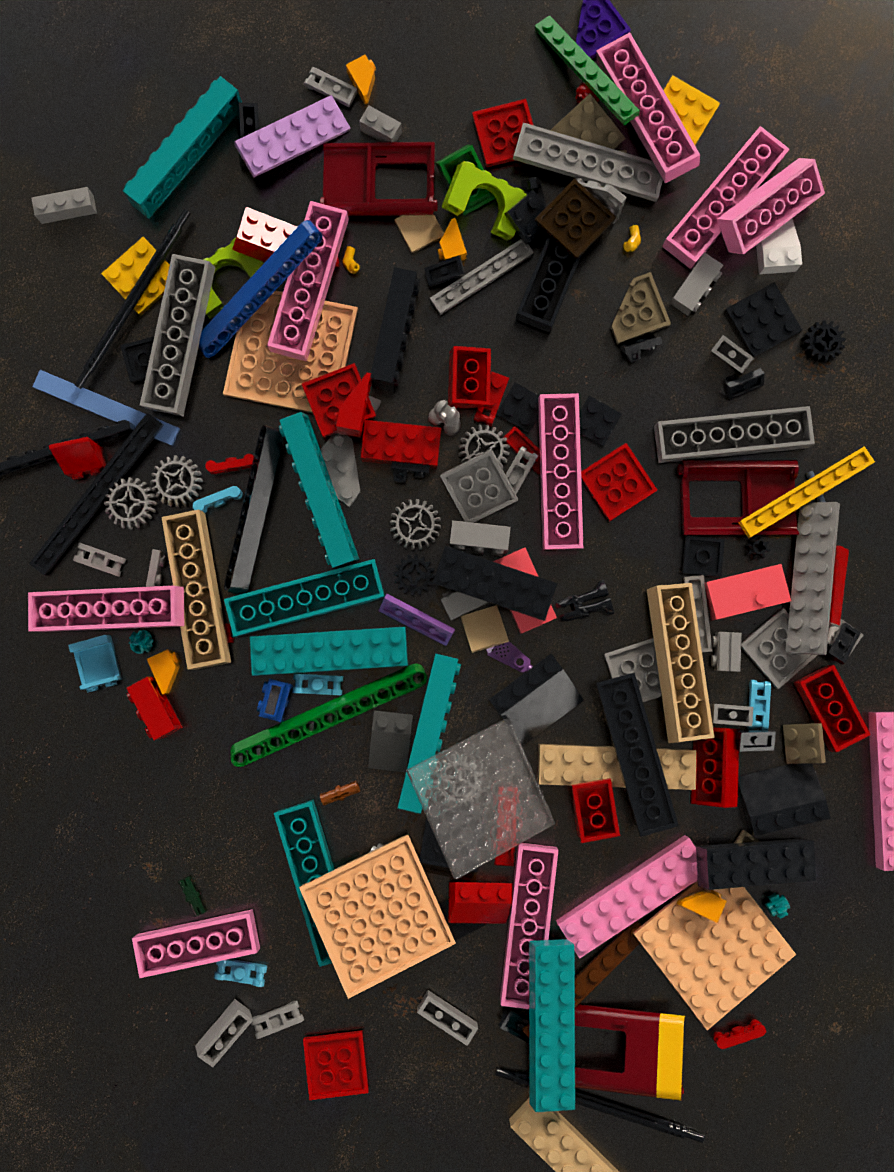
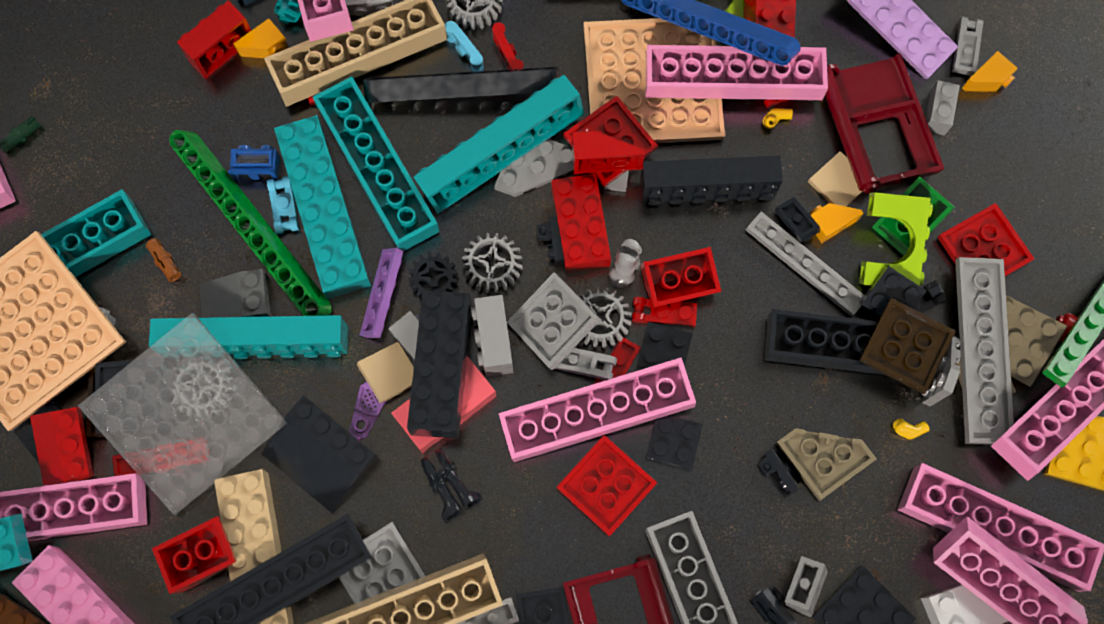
camera: 80 degrees right, 10 degrees down
(697, 284) = (880, 520): light grey brick -> none

